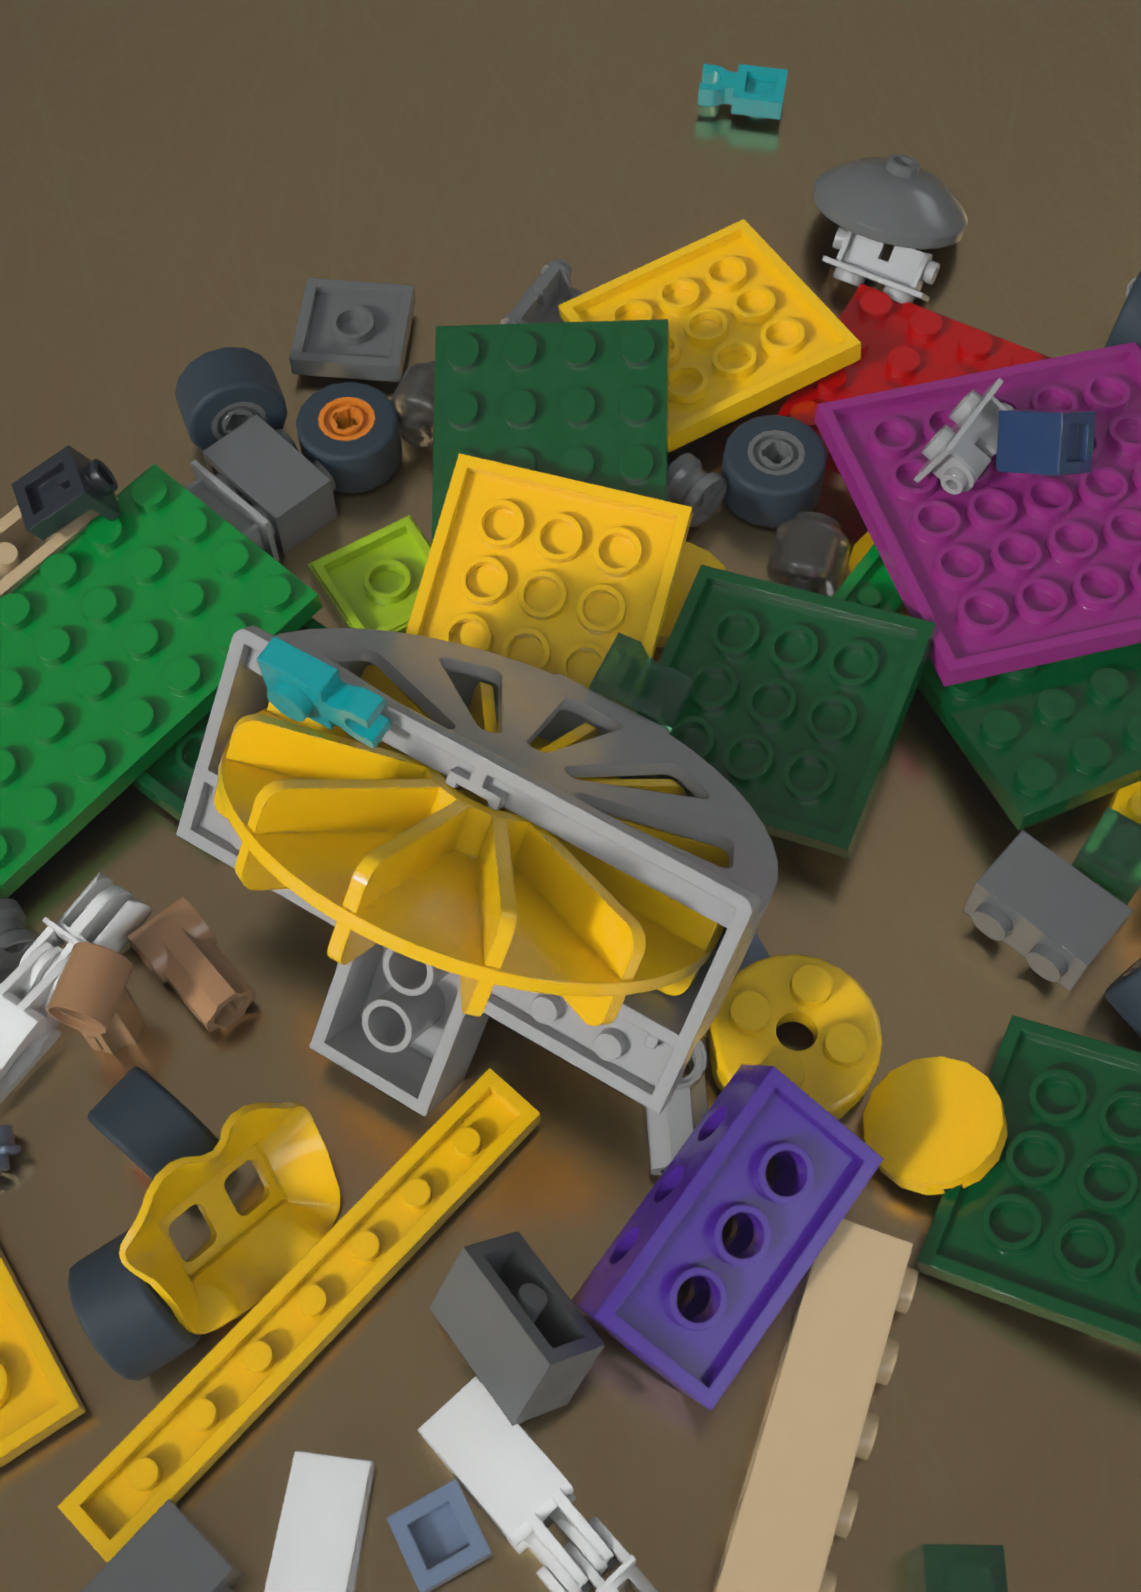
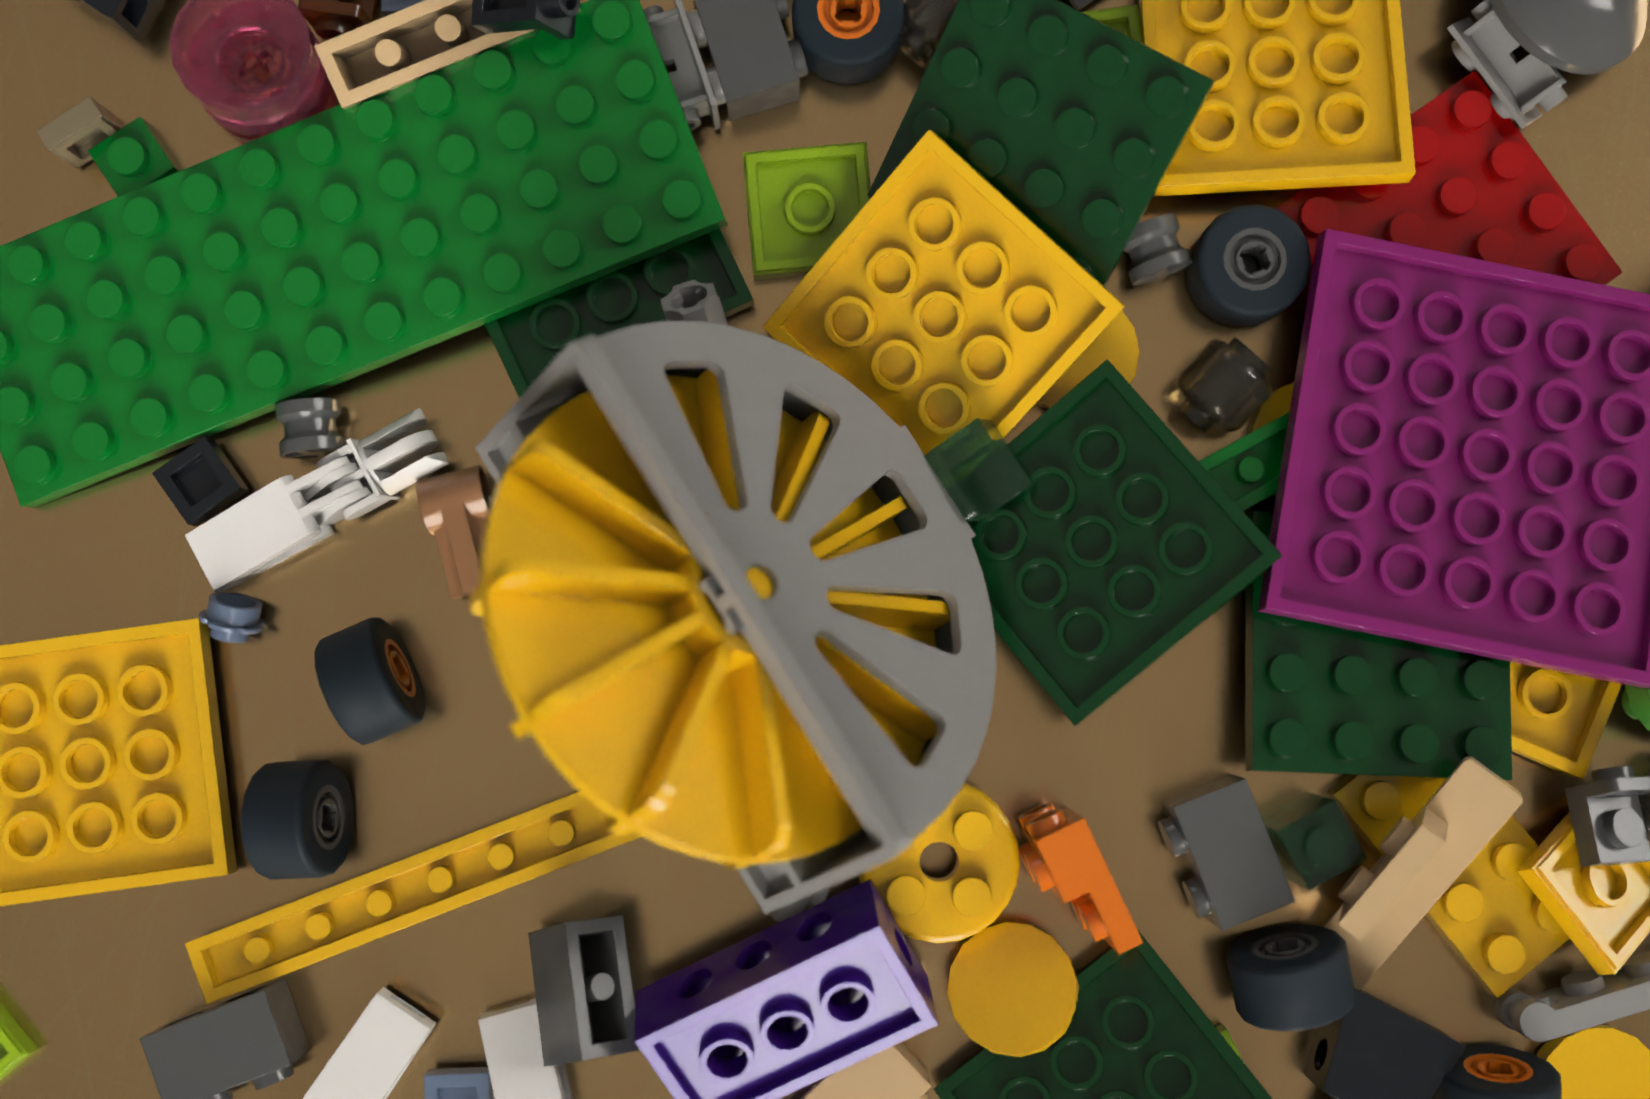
camera: 25 degrees right, 25 degrees up
(95, 998) = (361, 542): medium nougat piece -> none
(247, 1249) = (409, 808): yellow piece -> none
(313, 689) = (602, 451): teal plate -> none
(922, 966) = (1066, 859): none -> orange plate
(956, 452) = (1467, 343): light grey hinge -> none
(1045, 441) = (1519, 403): dark blue panel -> none

